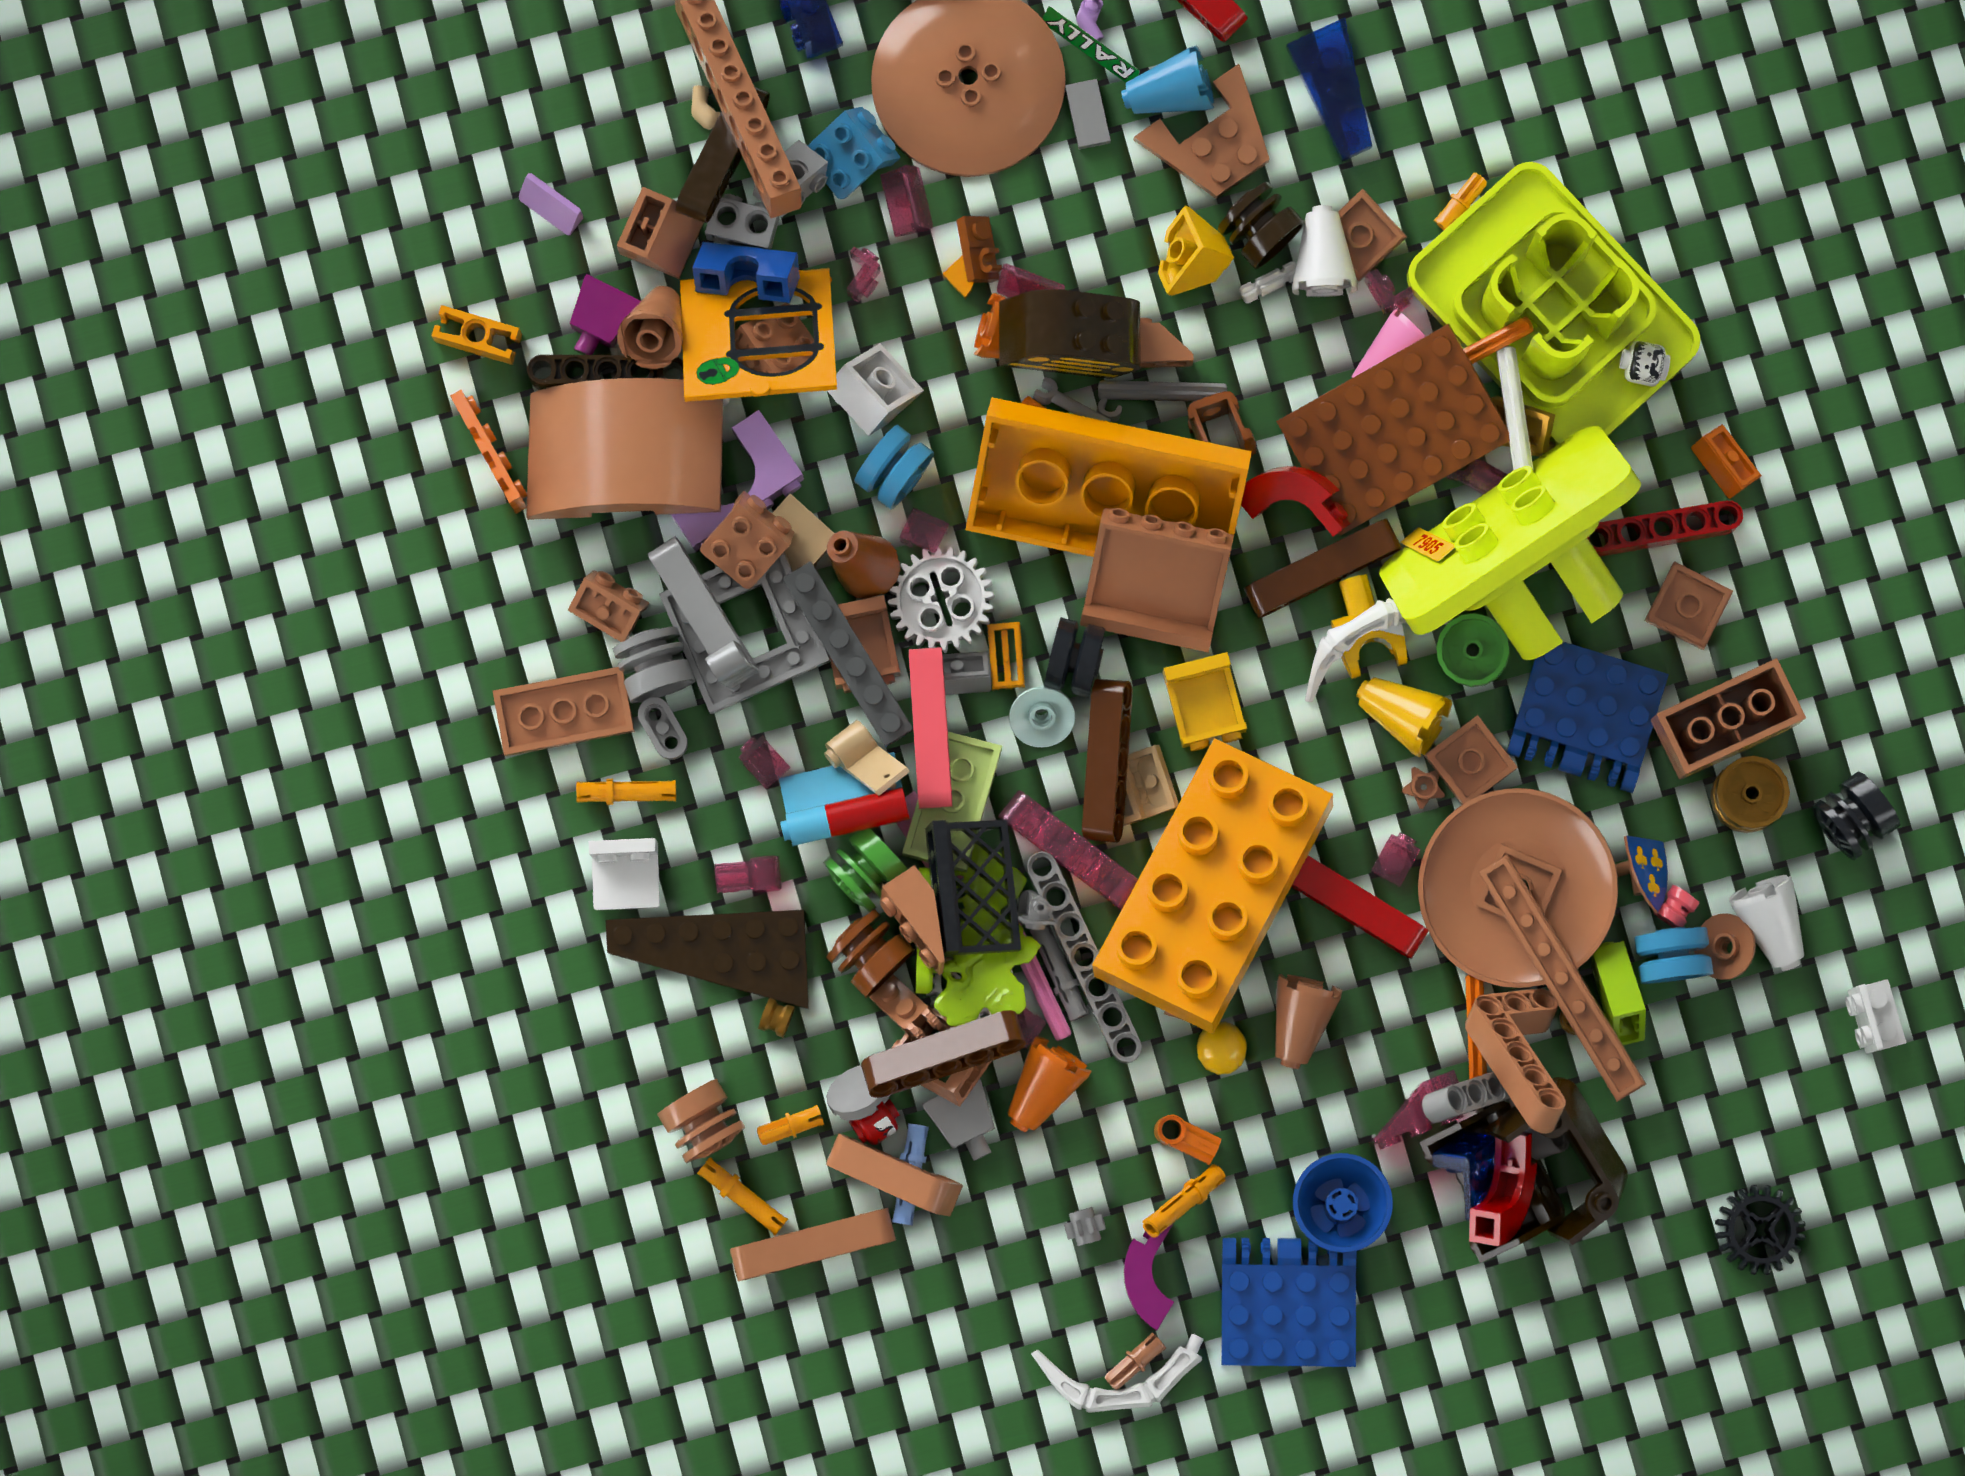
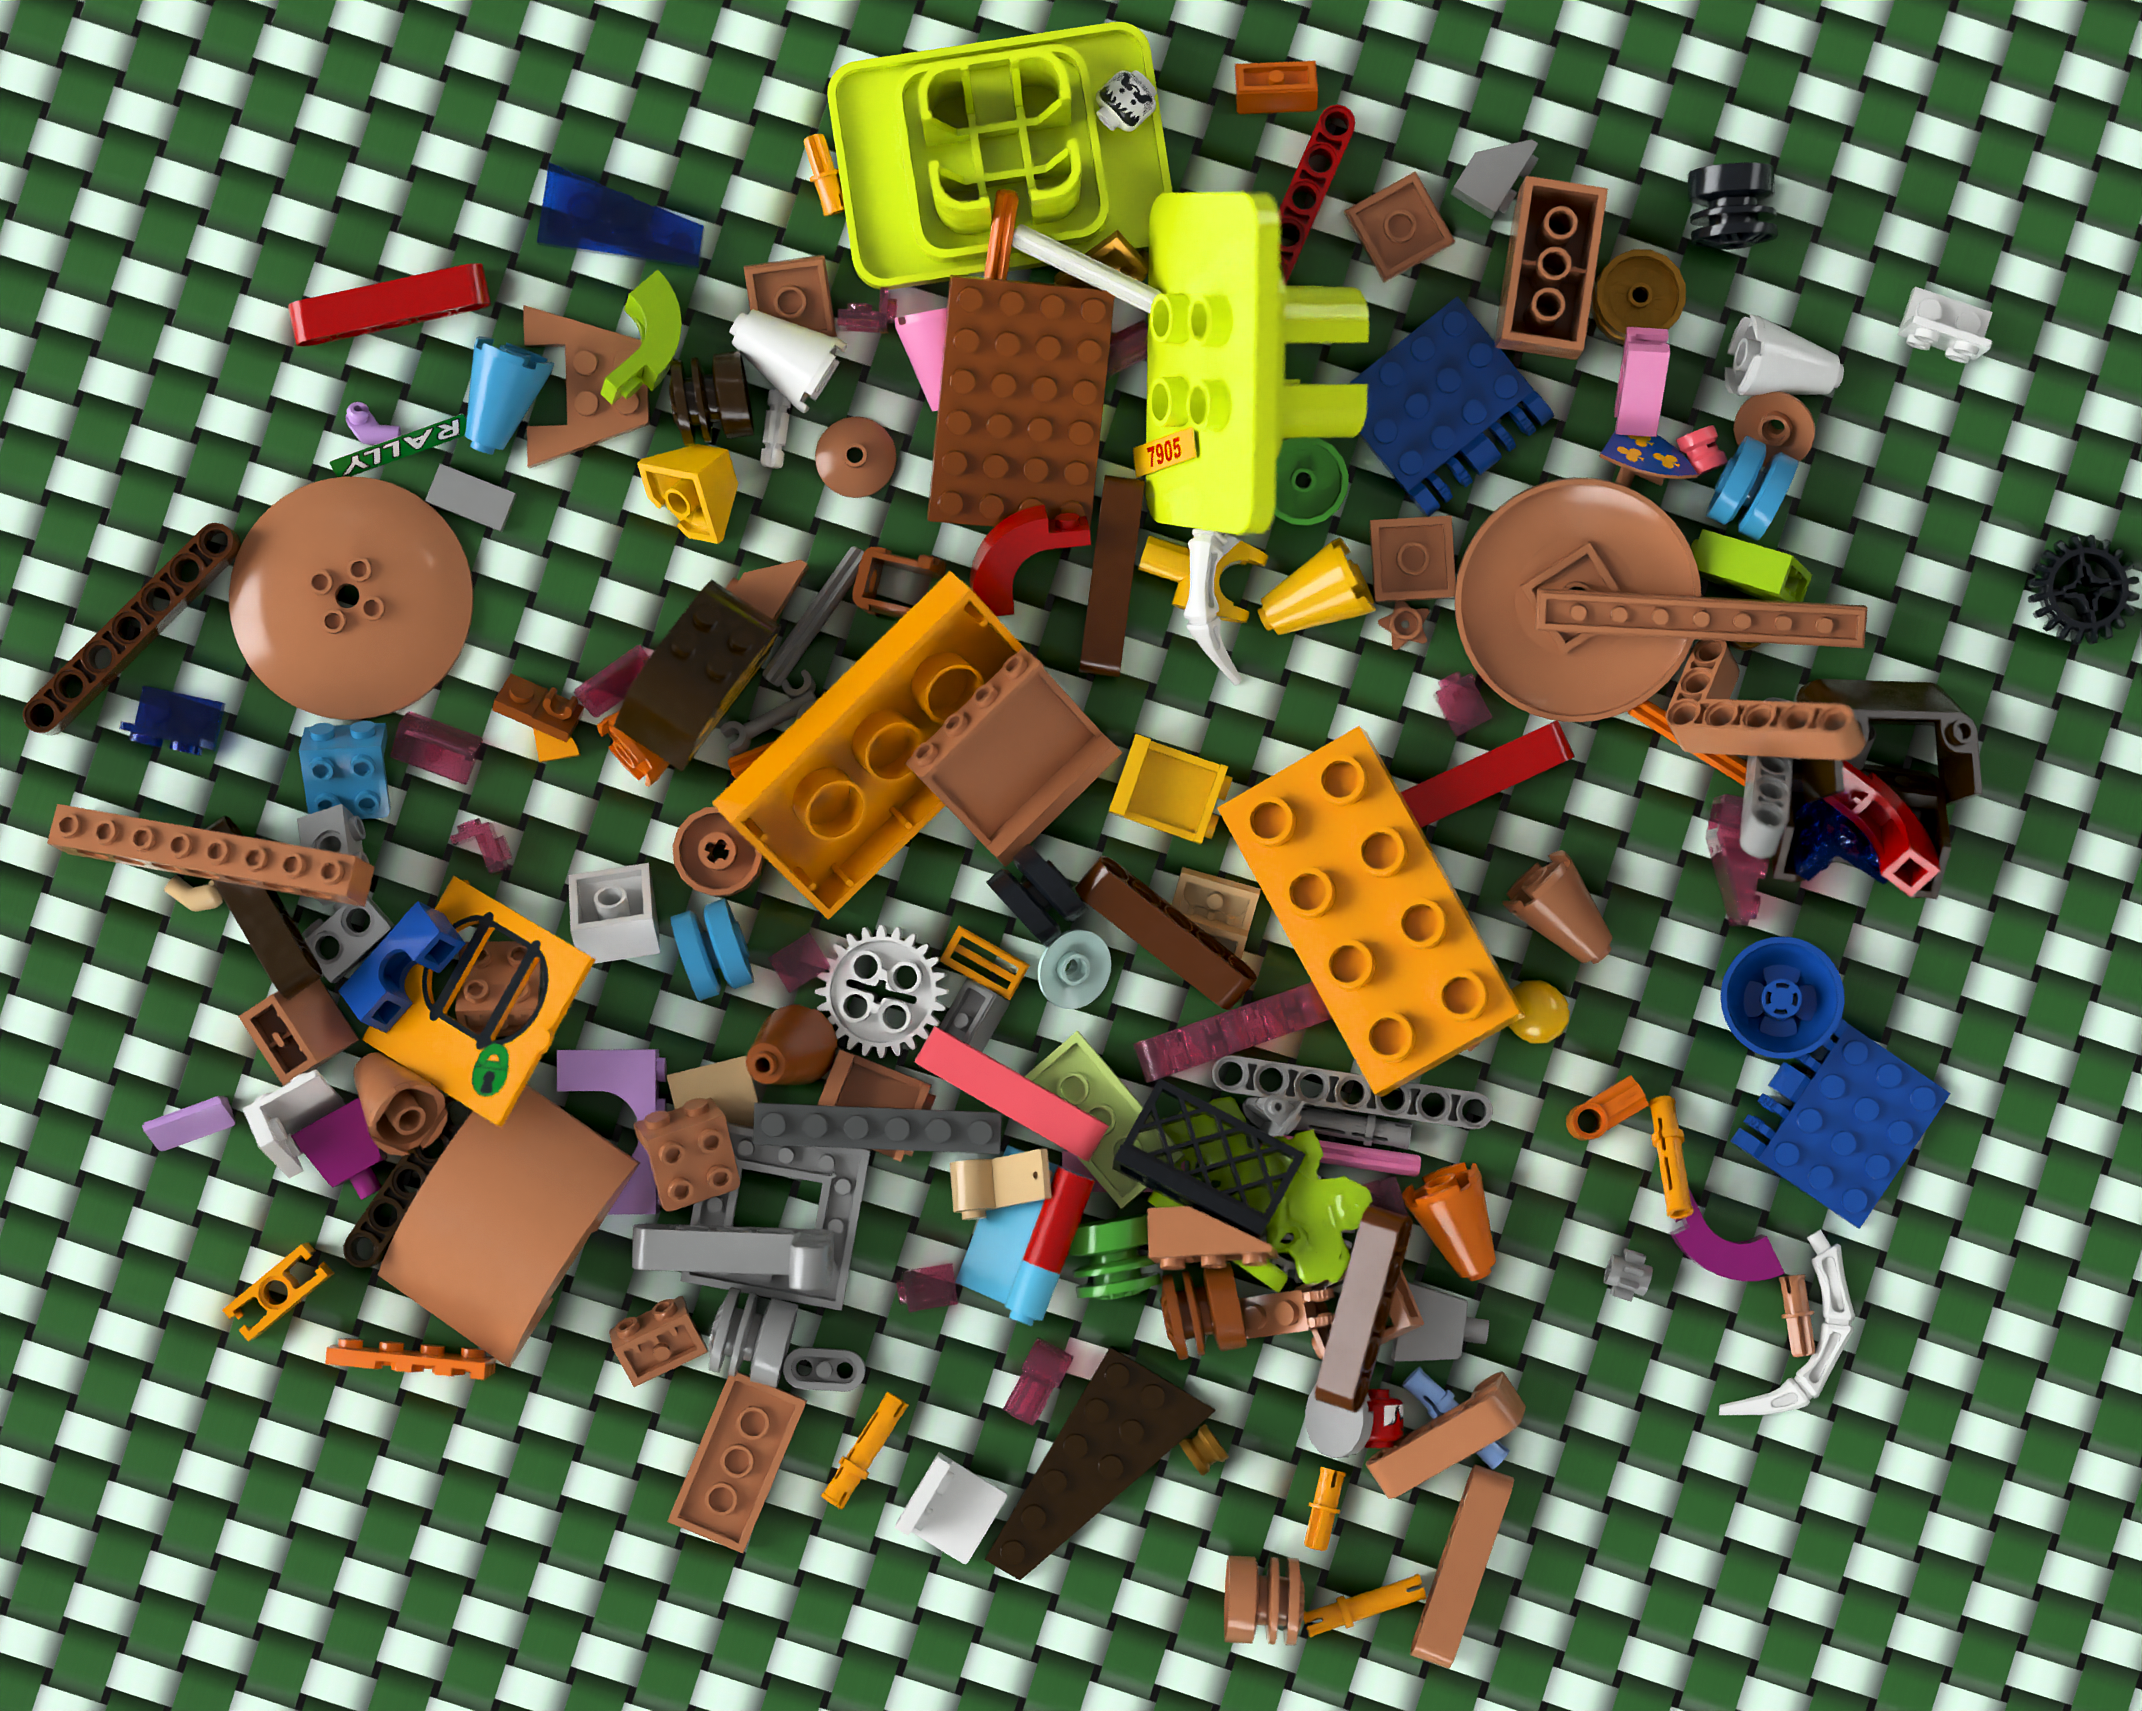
camera: 60 degrees left, 5 degrees up
(600, 259) = (285, 1112): none -> white bracket
(944, 419) = (699, 867): none -> nougat wheel
(1282, 363) = (858, 478): none -> nougat dish
(1291, 154) = (658, 318): none -> lime arch
(1694, 832) = (1641, 381): none -> bright pink piece
(1764, 641) = (1492, 173): none -> light grey slope

